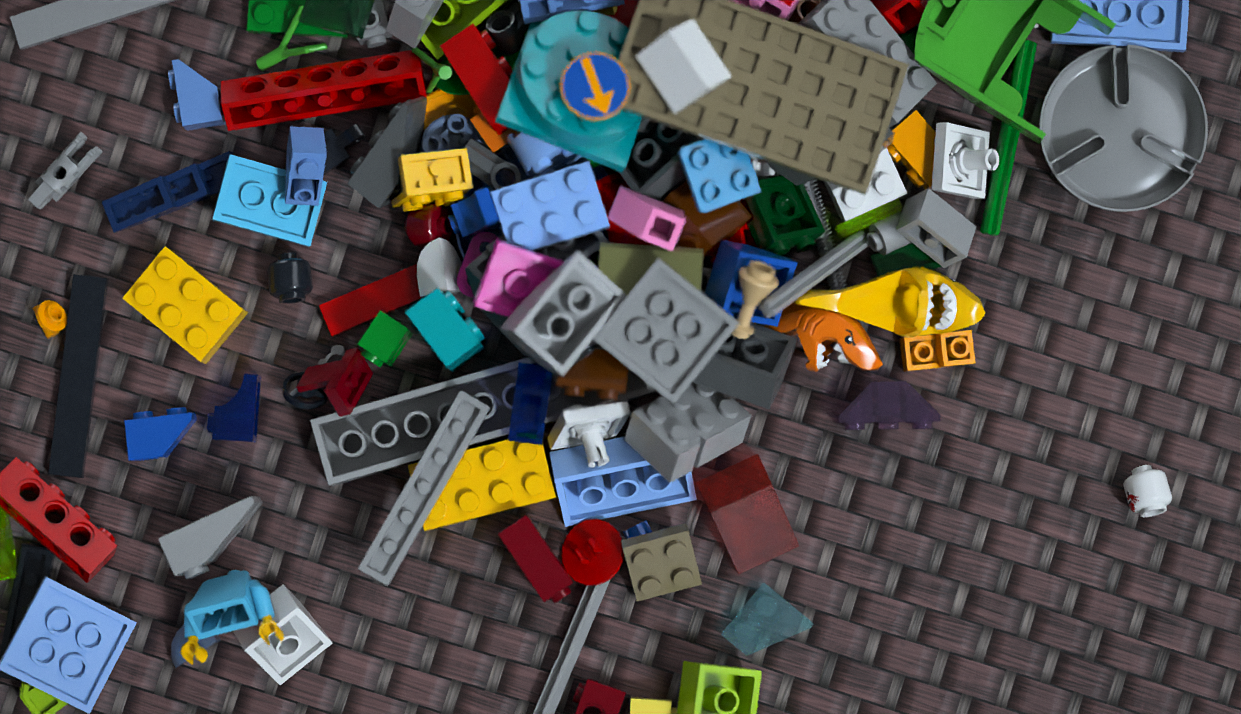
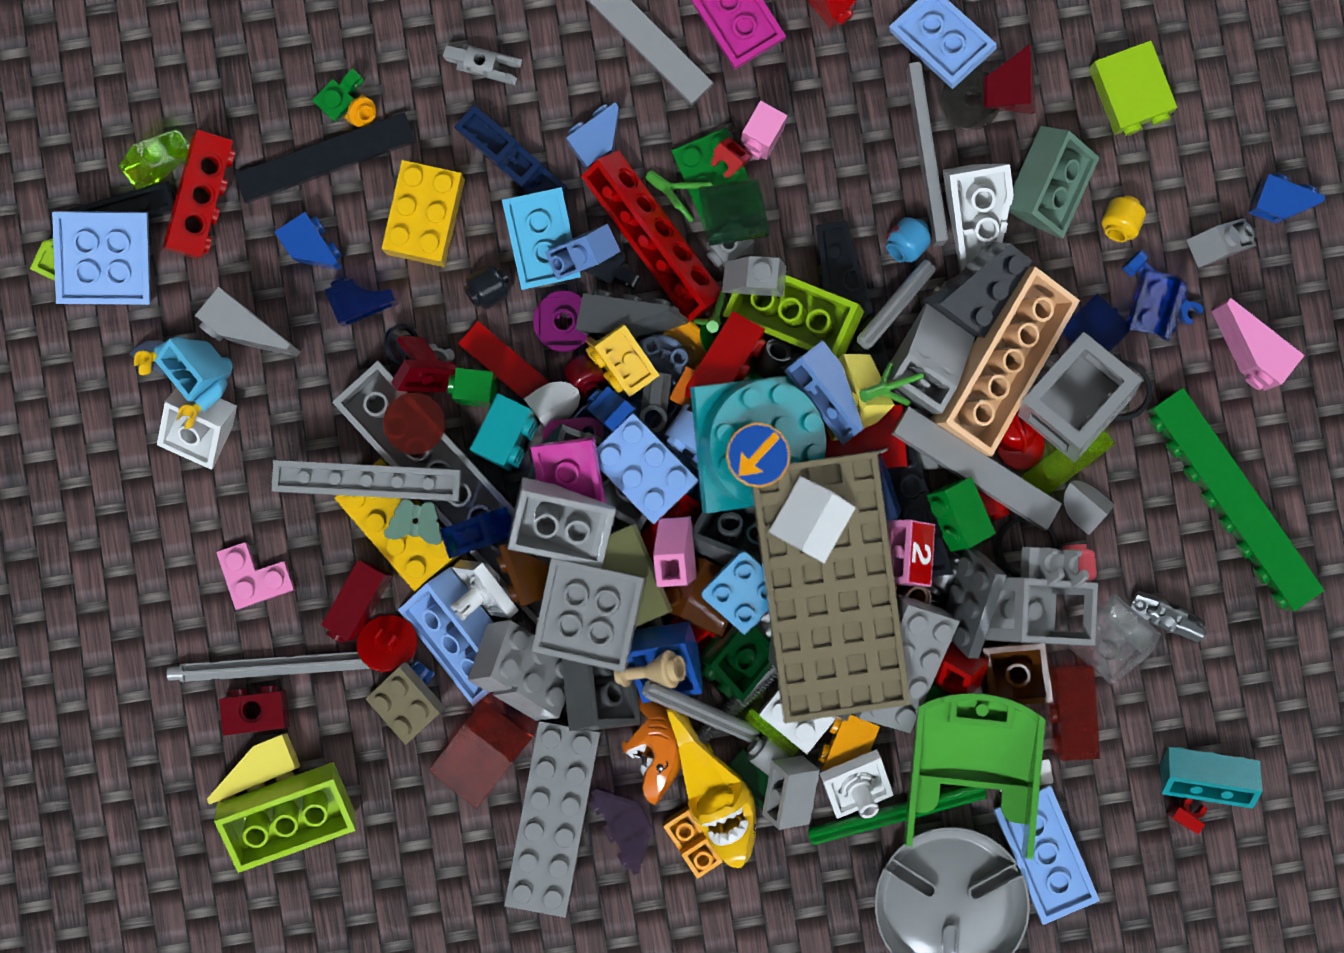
camera: 55 degrees right, 0 degrees up
(25, 335) = (336, 98): none -> green plate
(344, 227) = (550, 310): none -> magenta plate
(391, 413) = (414, 423): none -> clear red tile
(464, 663) = (247, 583): none -> bright pink plate
(499, 450) = (403, 525): none -> sand green animal
(764, 622) = (400, 811): clear light blue wing -> none
(846, 473) = (552, 819): none -> light grey brick

